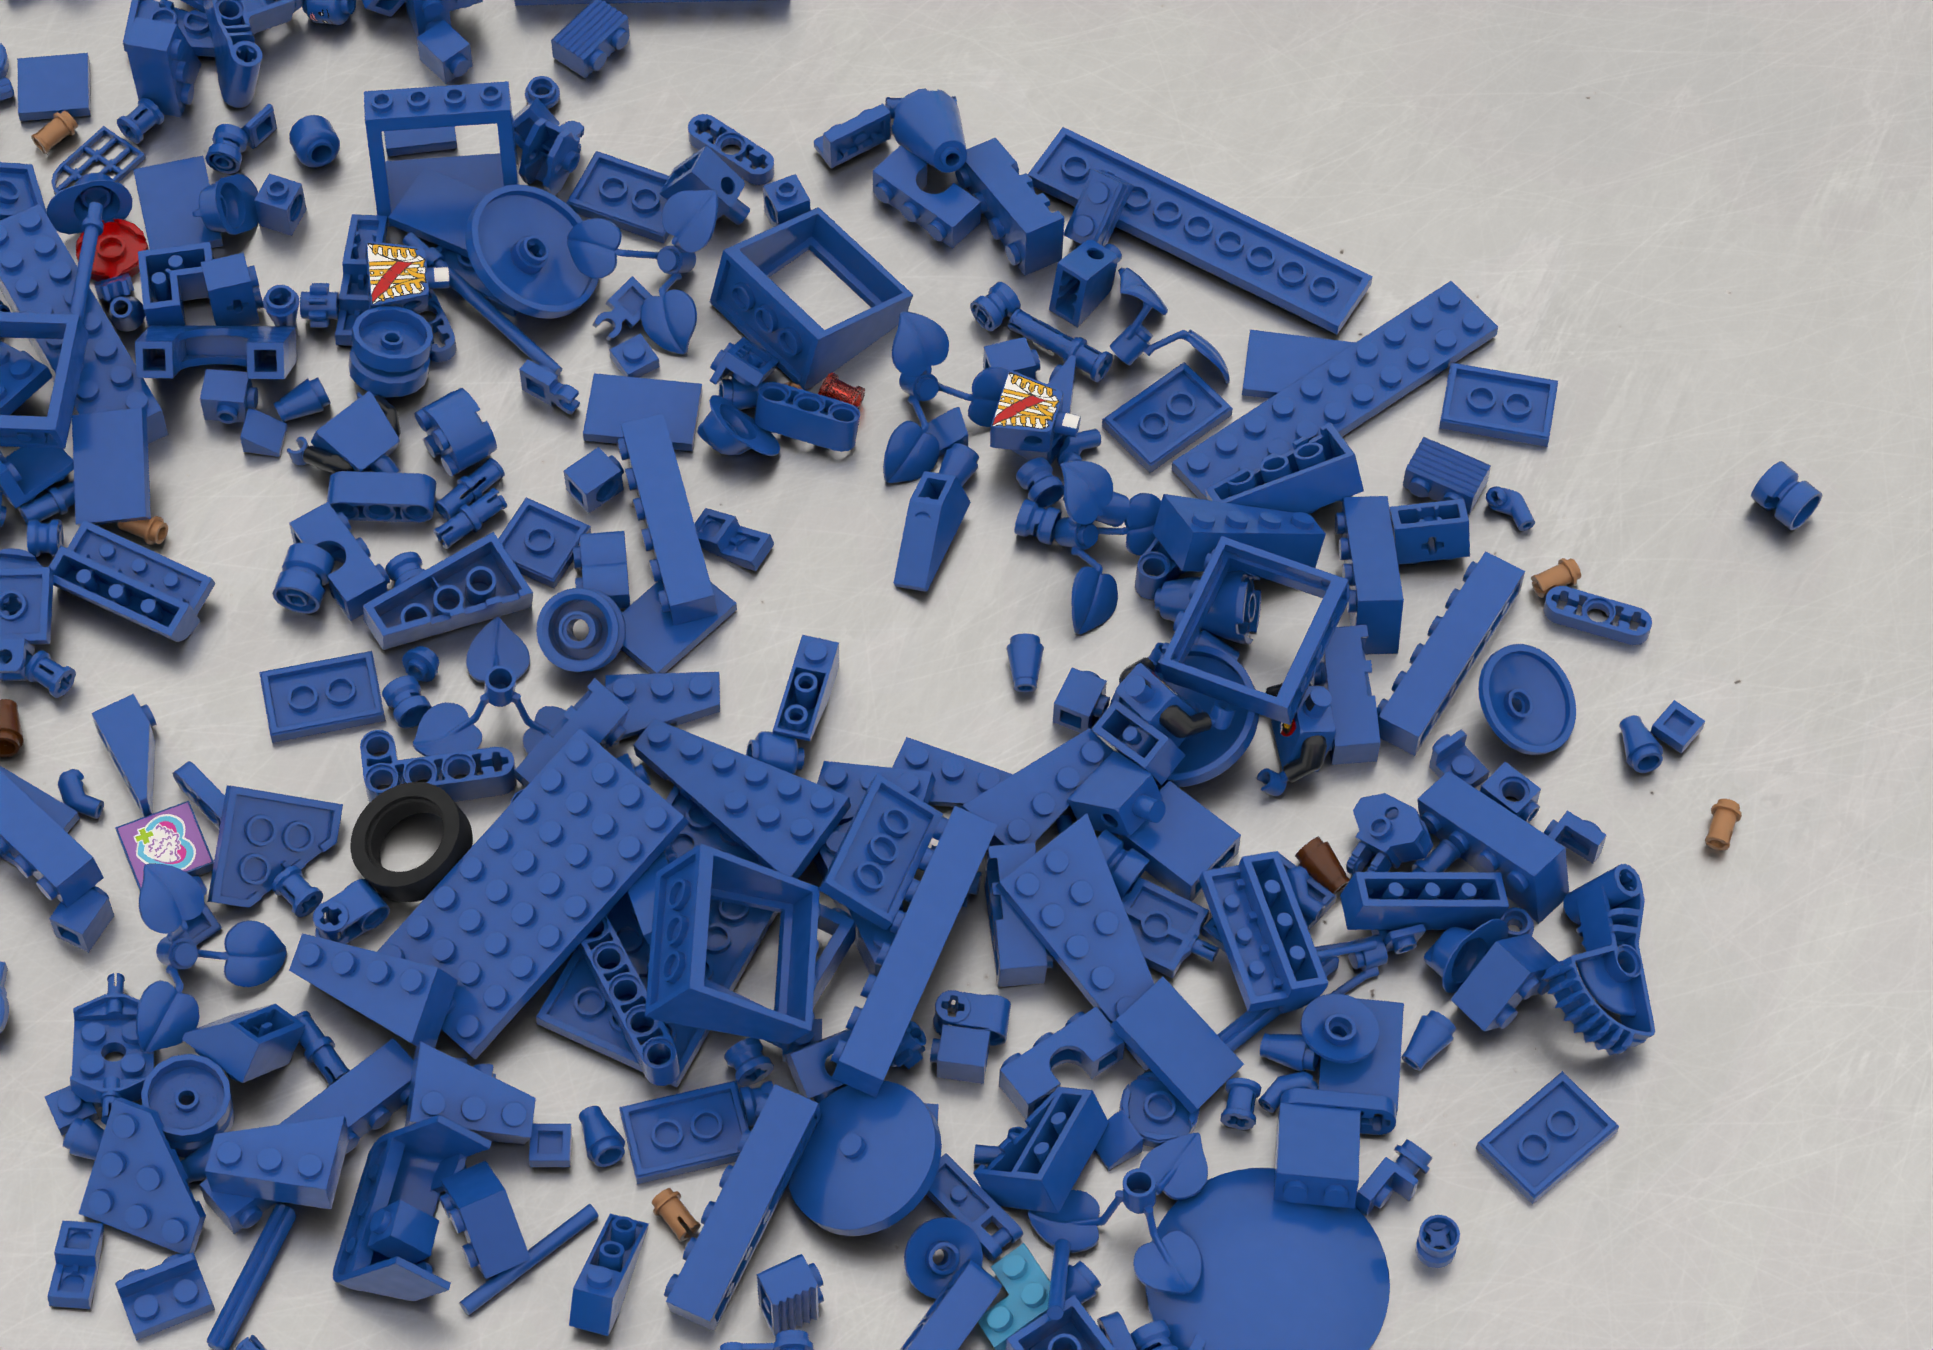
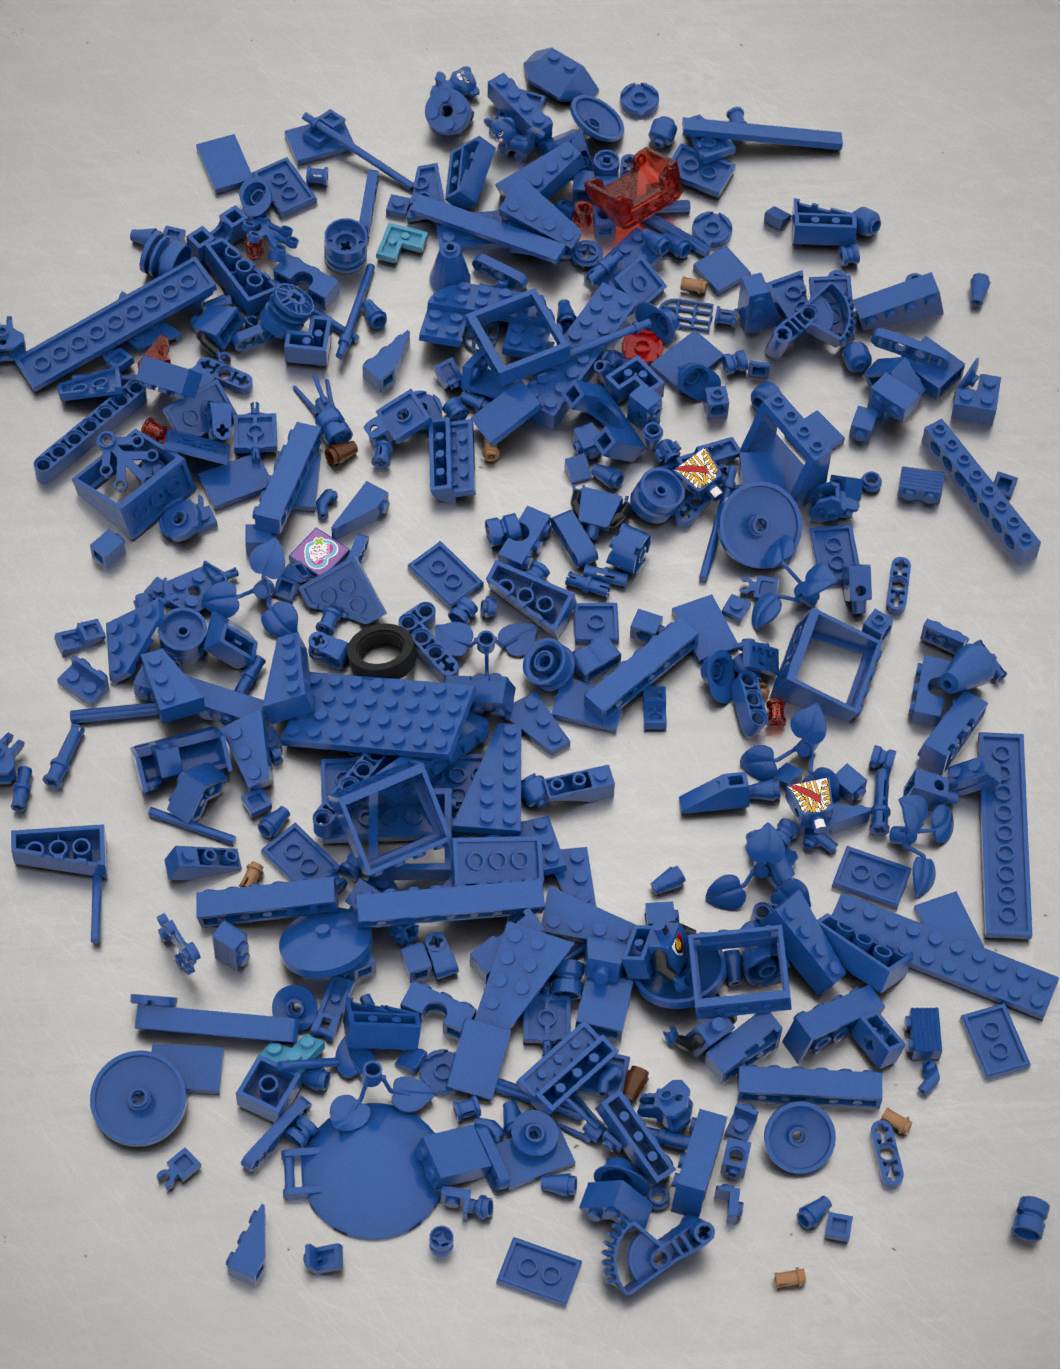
camera: 60 degrees right, 0 degrees up
(544, 385) = (690, 573): blue plate -> none

